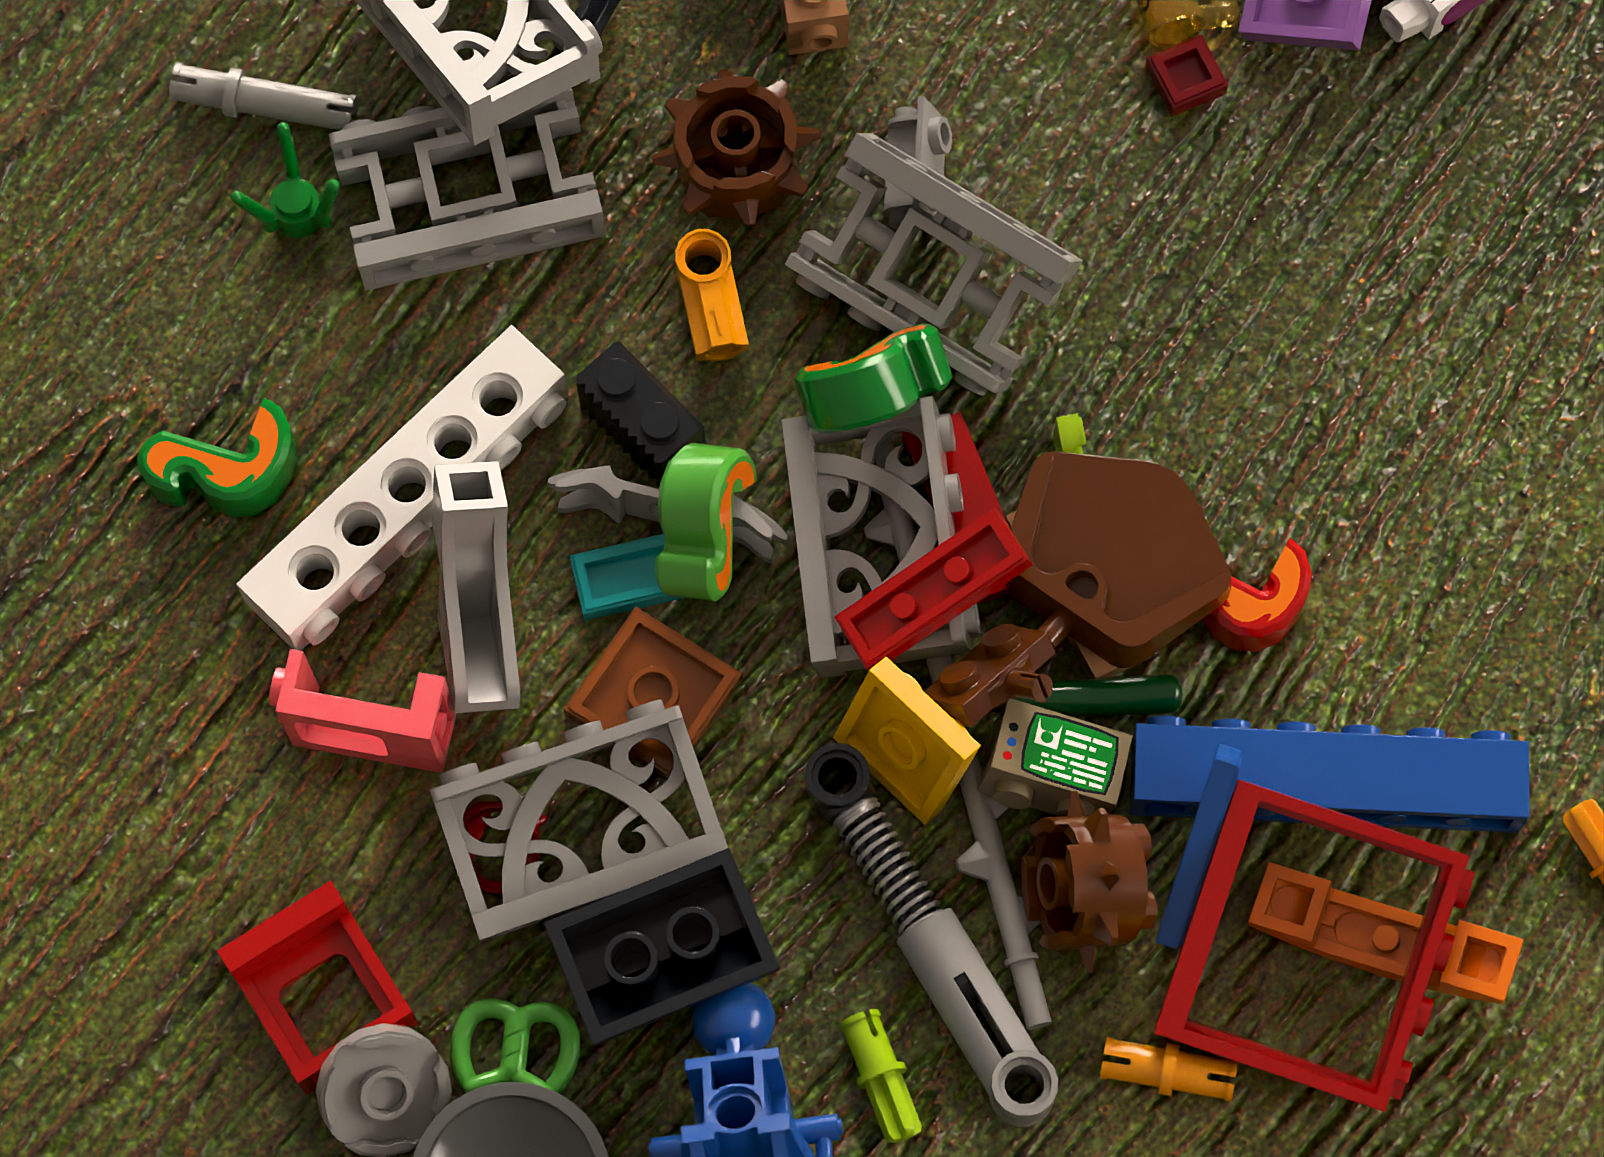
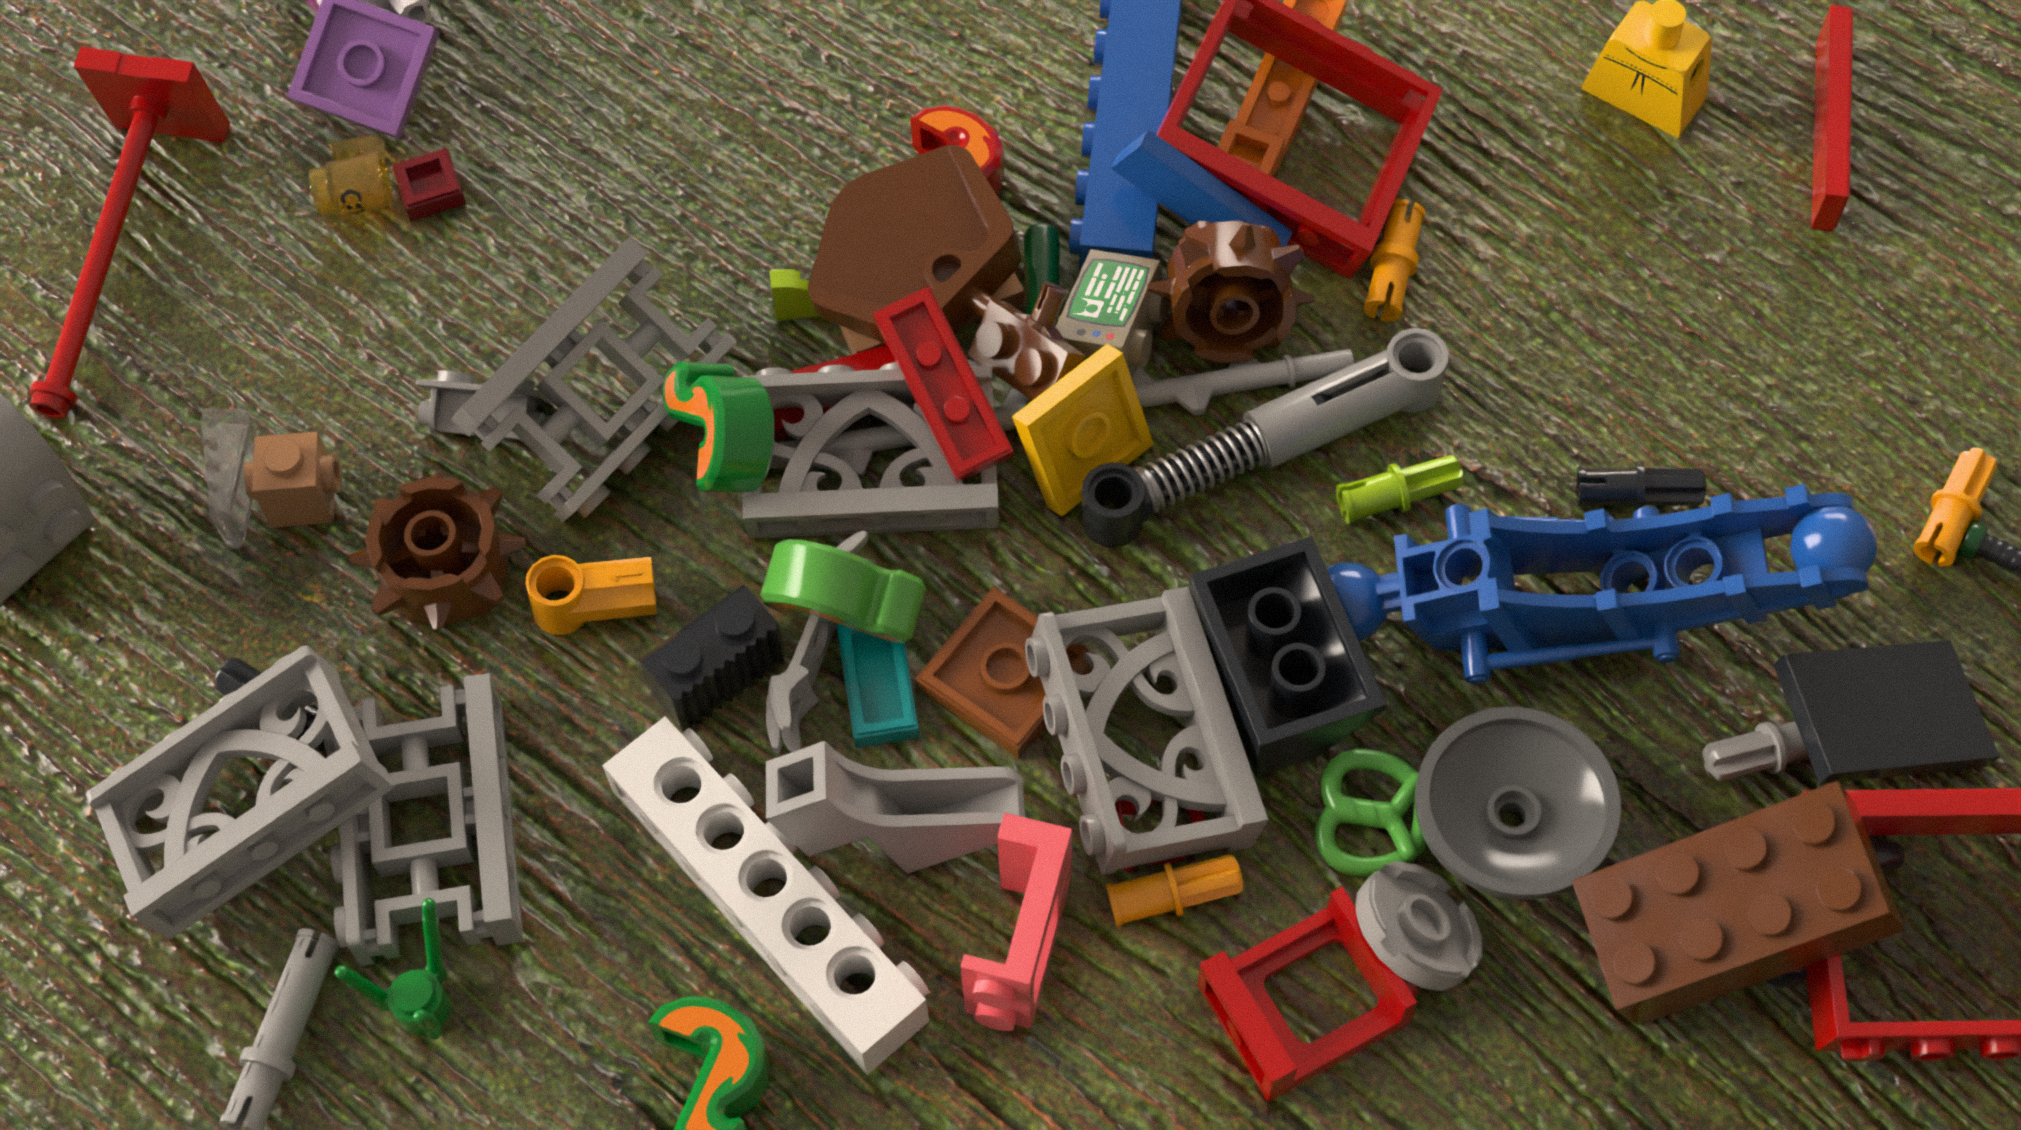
camera: 85 degrees left, 10 degrees down
(423, 862) = (1174, 889): none -> light orange axle

